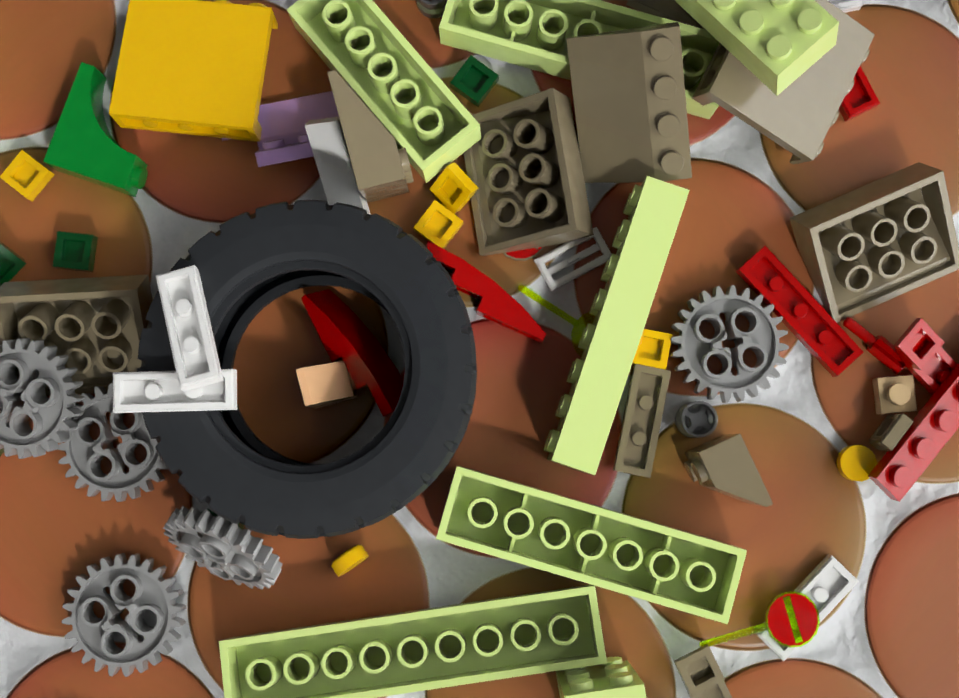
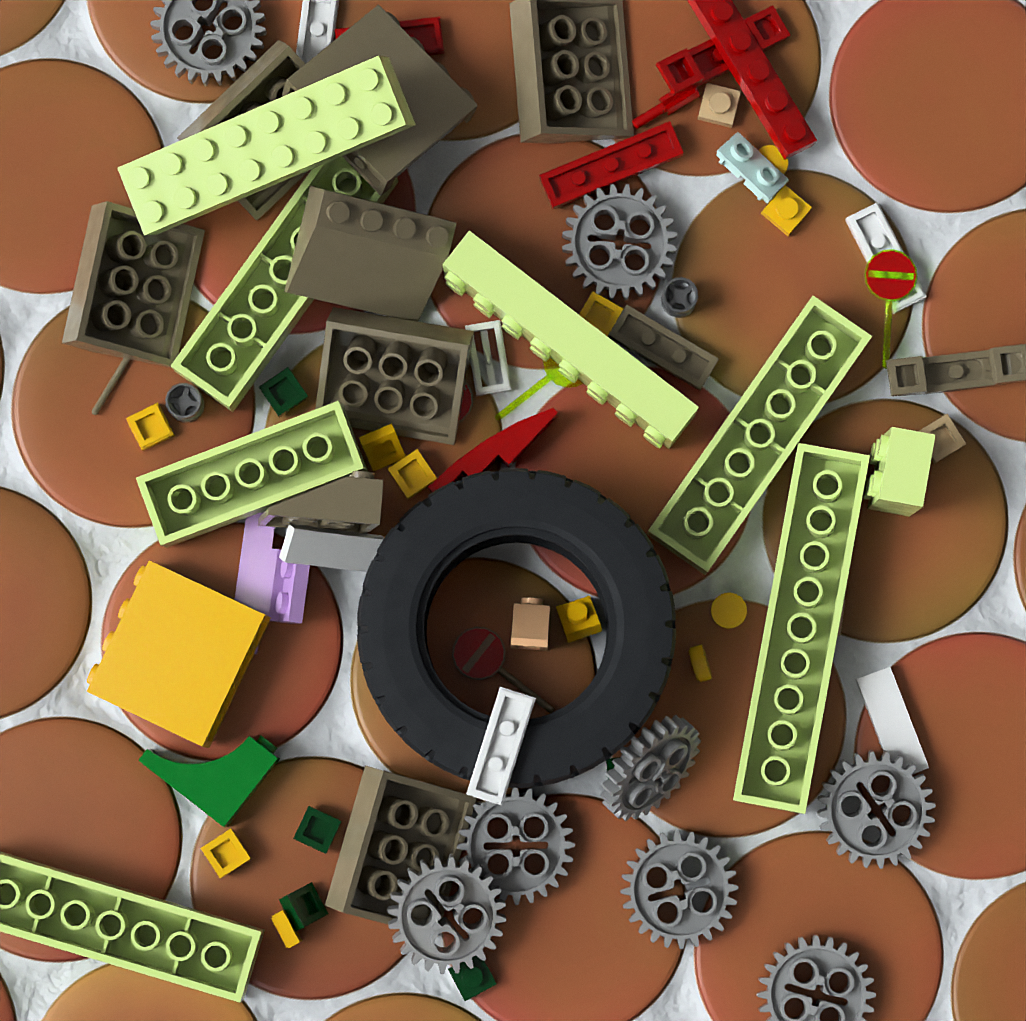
camera: 70 degrees left, 0 degrees up
(189, 328) = (450, 713): white tile -> none
(288, 347) = (480, 655): none -> piece
(350, 340) = (493, 593): red slope -> none
(353, 428) = (579, 619): none -> yellow plate
(411, 570) = (728, 610): none -> yellow tile
(728, 469) = (734, 286): dark tan slope -> none
(817, 494) = (786, 210): none -> yellow plate
(852, 436) = (746, 161): none -> light aqua hinge
(890, 431) = (751, 123): dark tan tile -> none

